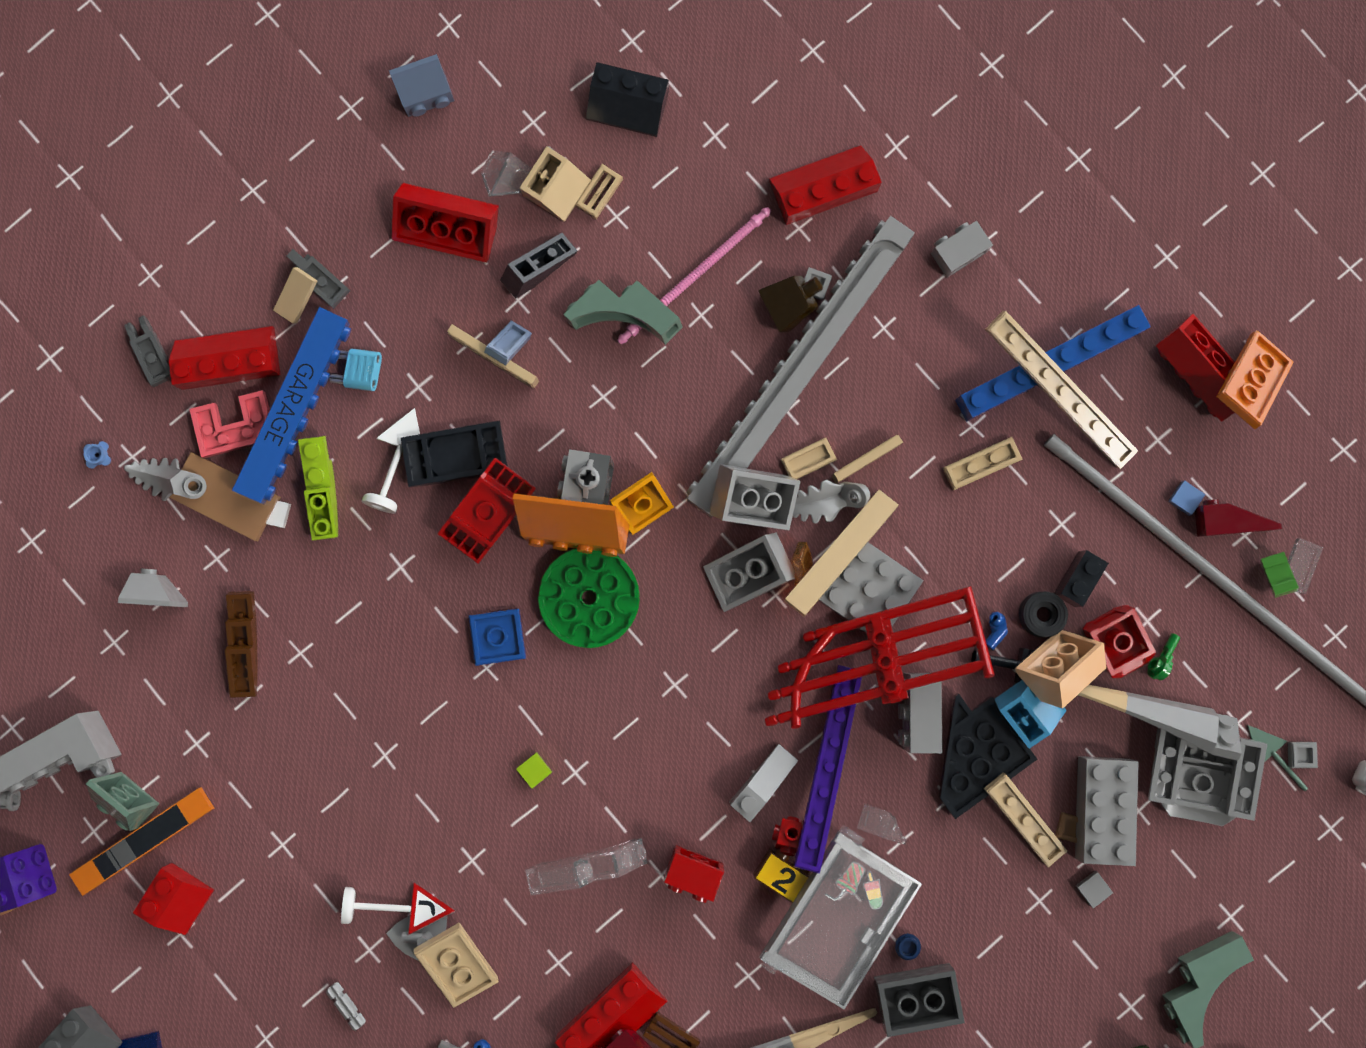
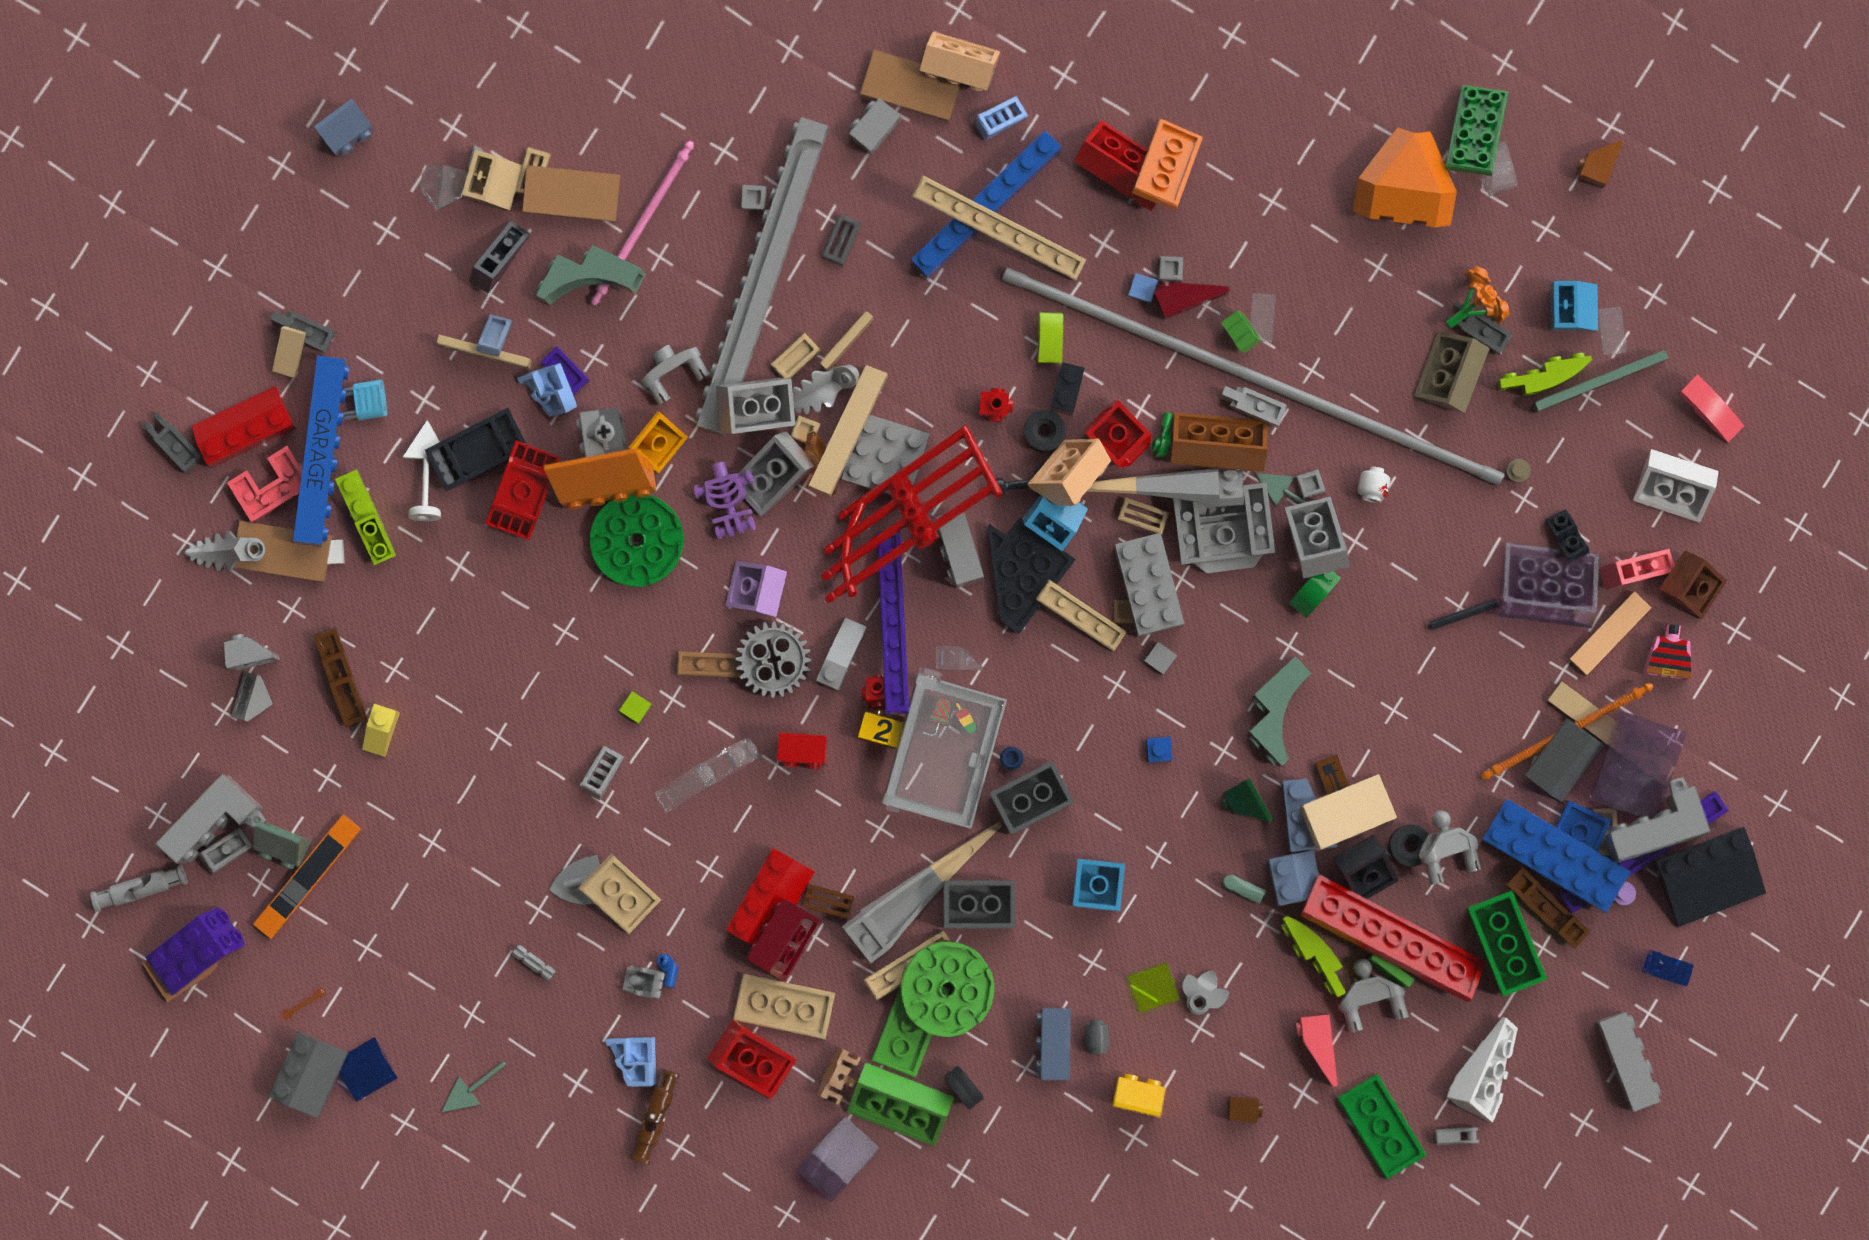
camera: 15 degrees left, 0 degrees up
(64, 788) = (225, 851): none -> light grey slope
(77, 978) = (287, 1014): none -> clear orange hinge
(90, 451) = (150, 545): medium blue plate -> none
(144, 638) = (251, 697): none -> light grey slope
(173, 900) = (354, 917): red slope -> none
(264, 711) = (380, 730): none -> light yellow slope
(424, 908) = (576, 858): white piece -> none
(444, 222) = (402, 244): red slope -> none
(484, 834) = (589, 789): none -> light grey slope
(497, 637) = (566, 600): blue tile -> none
(549, 415) = (550, 389): none -> light blue slope
(569, 401) = (574, 376): none -> dark purple tile
(627, 99) = (532, 82): black slope -> none
(627, 750) = (708, 664): none -> medium nougat tile
(631, 223) = (571, 193): none -> medium nougat tile
(676, 423) = (667, 361): none -> light grey connector
(696, 559) = (721, 476): none -> medium lavender piece
(696, 686) = (756, 588): none -> lavender slope
(714, 766) = (794, 654): none -> light grey gear
(790, 301) = (735, 221): dark brown torso -> none
(796, 534) = (803, 427): none -> tan tile
(825, 184) = (734, 104): red slope -> none
(878, 369) = (849, 221): none -> dark grey tile
(982, 463) = (952, 313): tan tile -> none
(993, 572) = (987, 409): none -> red brick
(998, 630) = (1009, 456): blue arm -> none
(1010, 220) = (905, 86): none -> medium nougat tile
(1065, 985) = (1159, 749): none -> blue plate
(1068, 210) = (959, 61): none -> light nougat slope
(1075, 285) = (983, 127): none -> light blue slope
(1078, 519) = (1050, 337): none -> lime slope
(1100, 721) = (1124, 509): none -> tan tile
(1221, 486) = (1170, 268): none -> light grey tile
(1223, 683) = (1219, 442): none -> dark orange slope
(1269, 655) = (1254, 405): none -> light grey hinge
(1281, 872) = (1314, 592): none -> green brick
(1304, 819) = (1317, 537): none -> light grey brick

